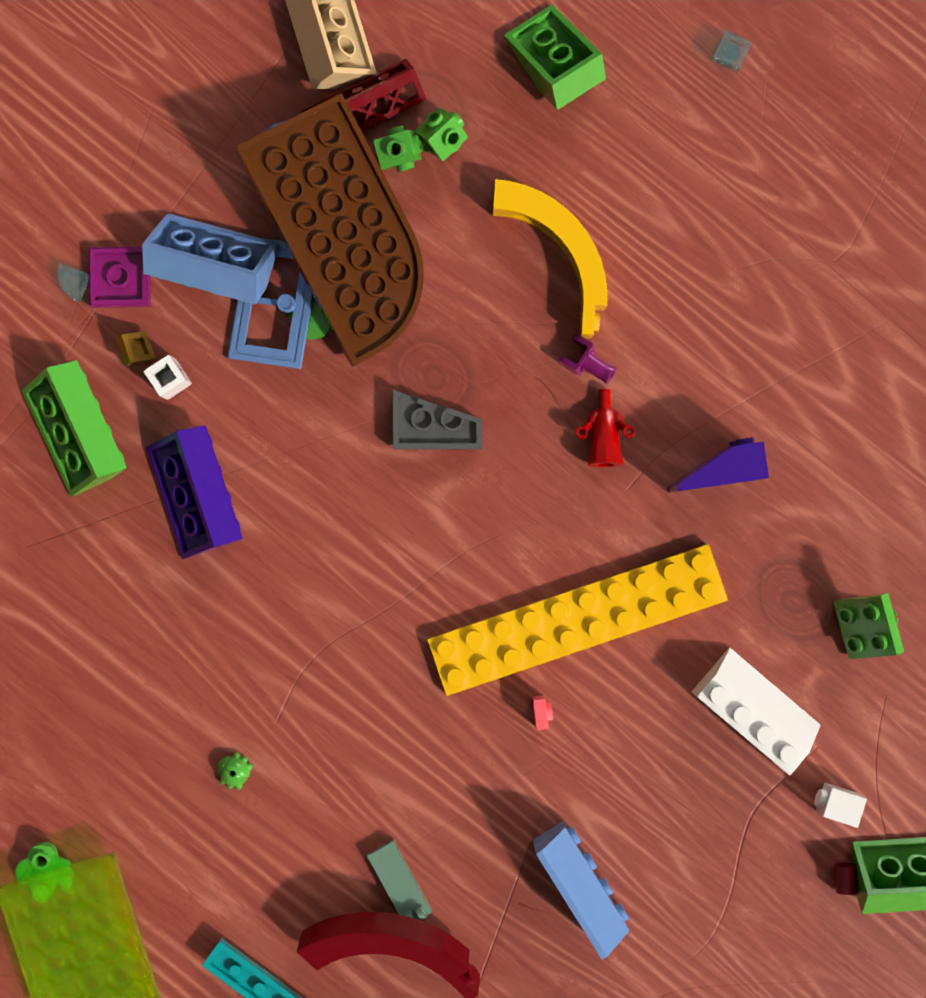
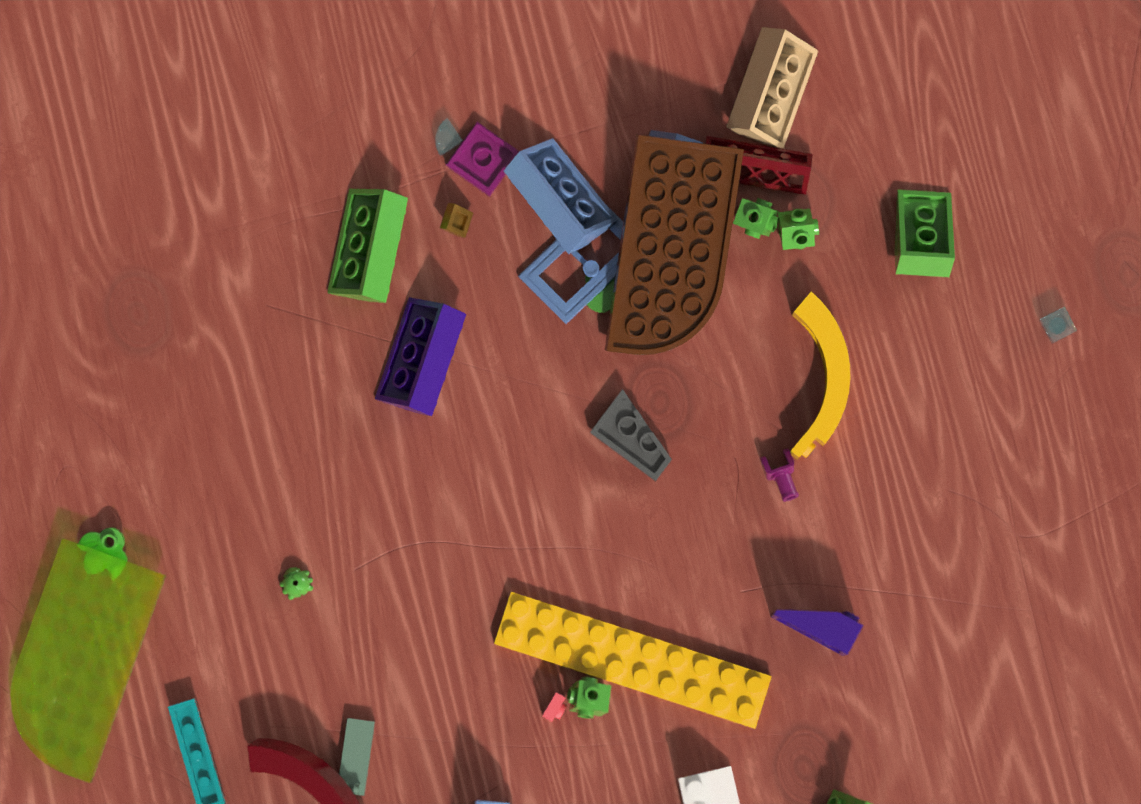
camera: 40 degrees right, 5 degrees down
(167, 377) = (465, 259): white brick -> none
(572, 676) = (589, 698): none -> bright green brick
(605, 441) = (751, 542): red piece -> none

